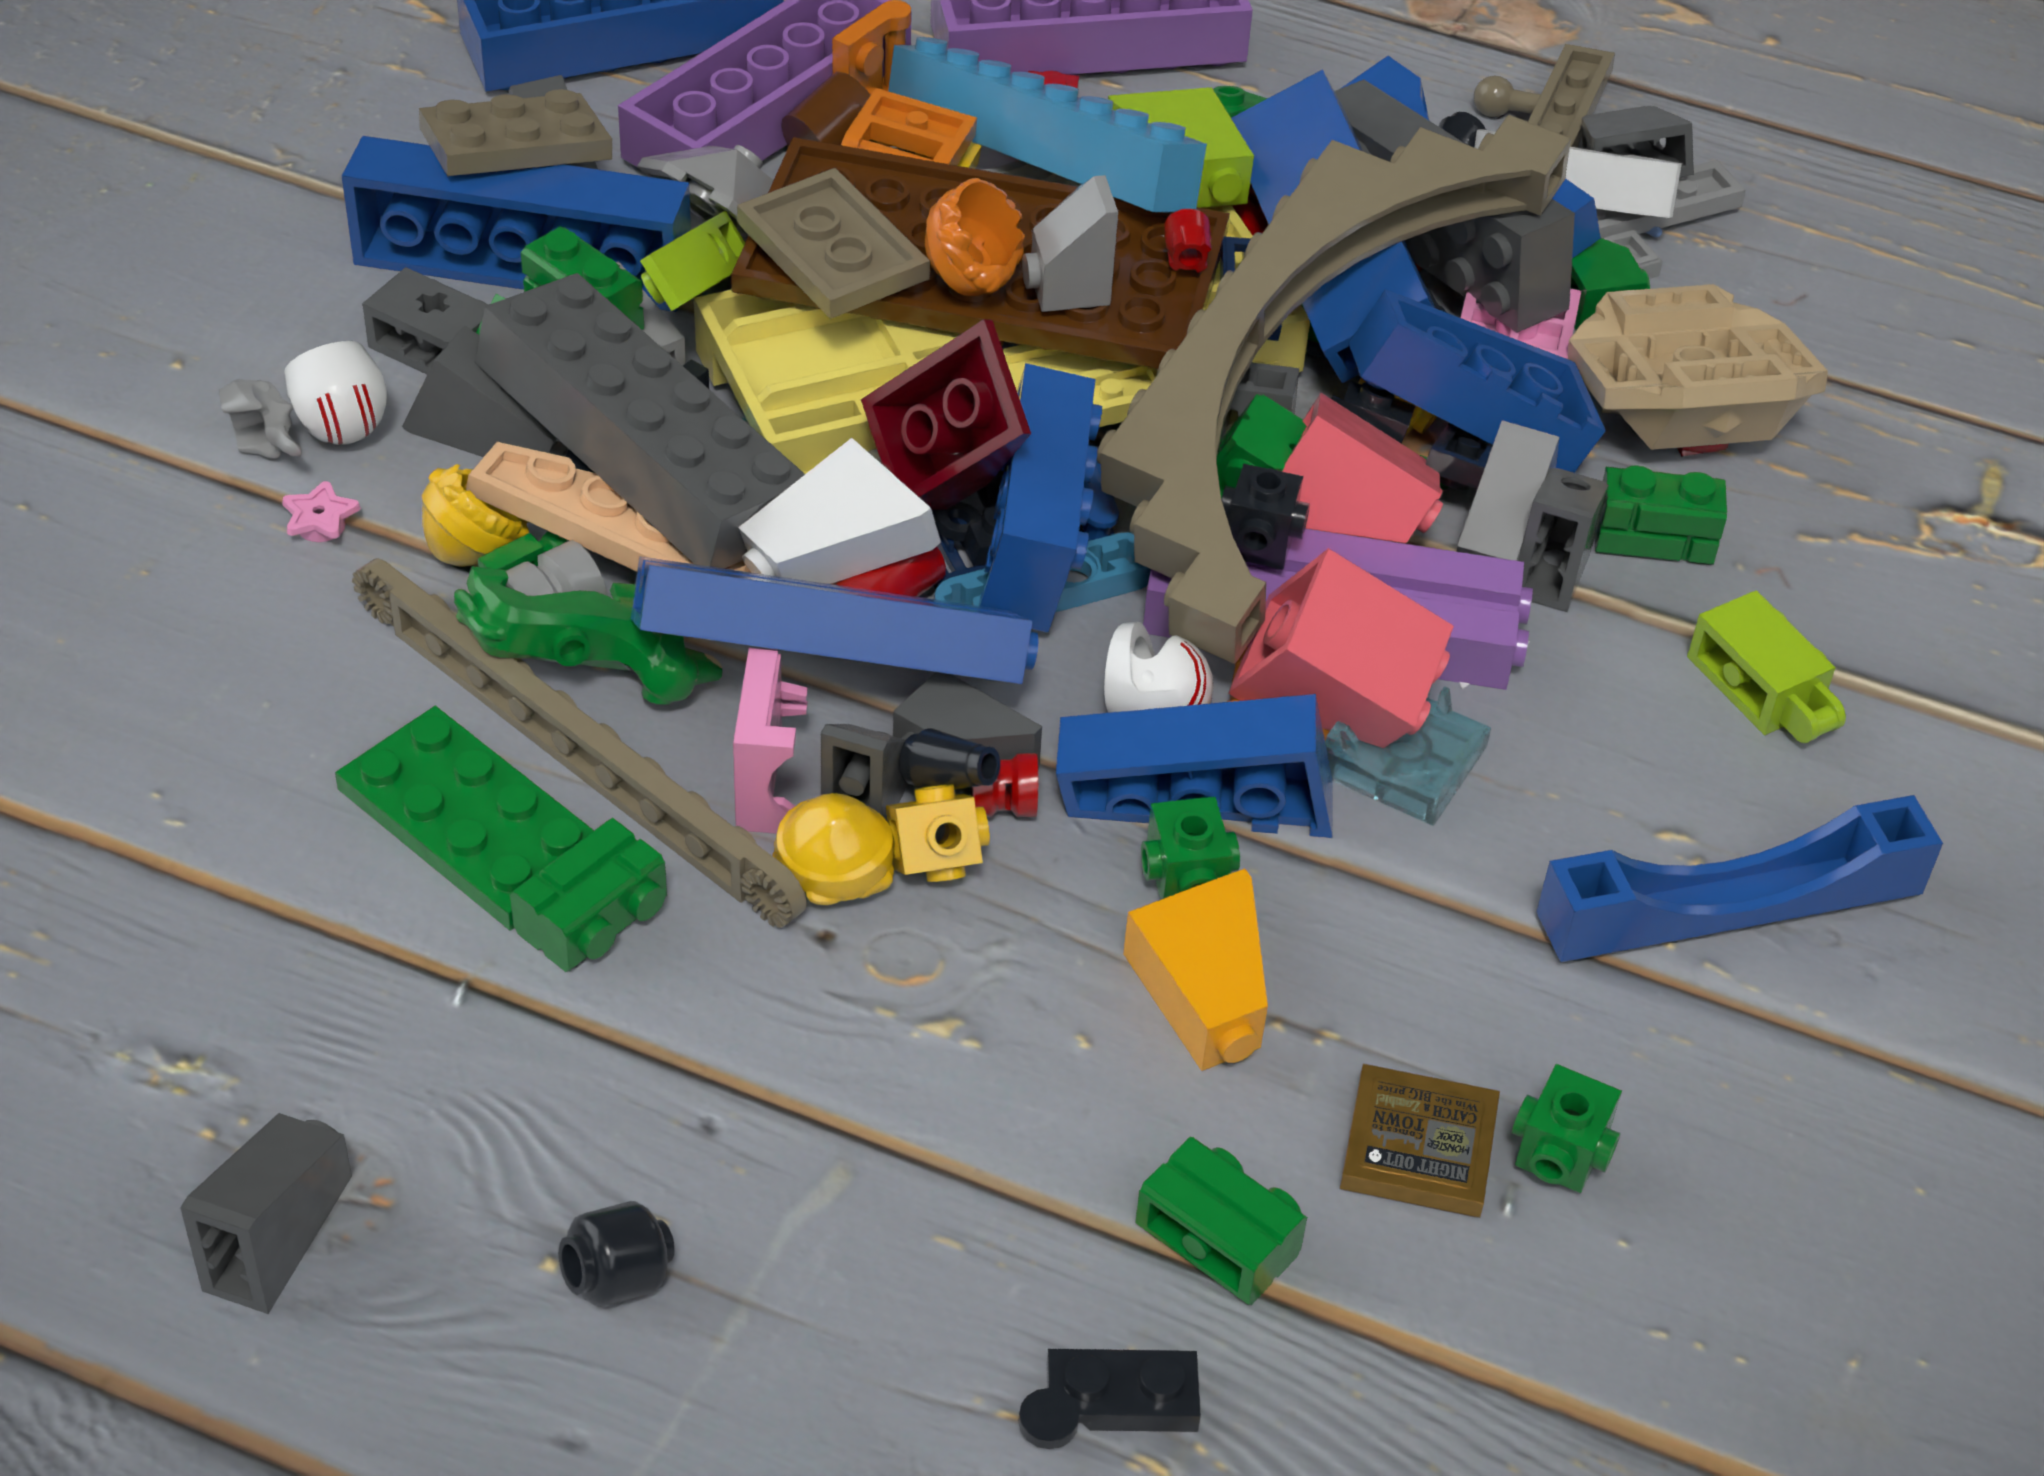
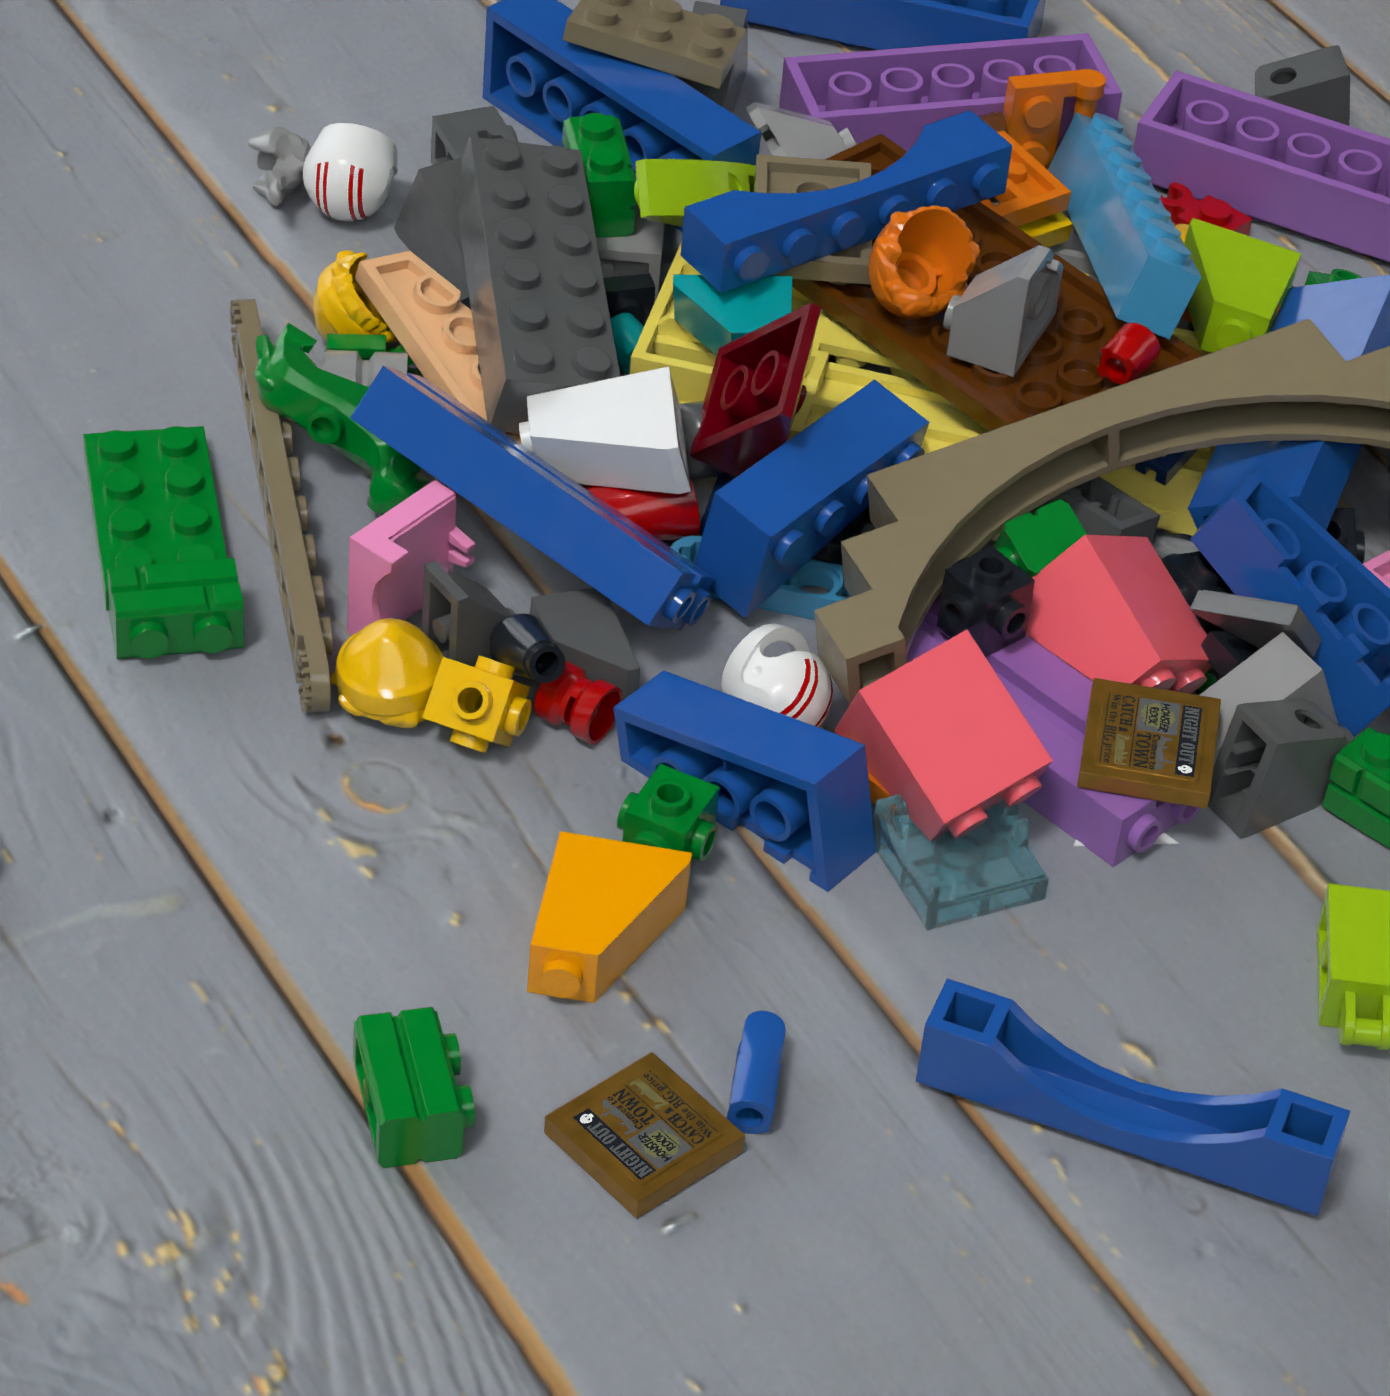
camera: 35 degrees right, 5 degrees down
(319, 514) = (261, 257): bright pink plate -> none
(830, 279) = (761, 234): none -> blue arch
(842, 360) = (726, 316): none -> teal slope
(1112, 1394) = (203, 1155): black hinge -> none
(1452, 1030) = (757, 1073): none -> blue bar
(1462, 421) = (1257, 619): none -> dark grey tile
(1482, 569) = (1149, 743): none -> pearl gold tile
(1567, 1129) = (760, 1186): green brick -> none

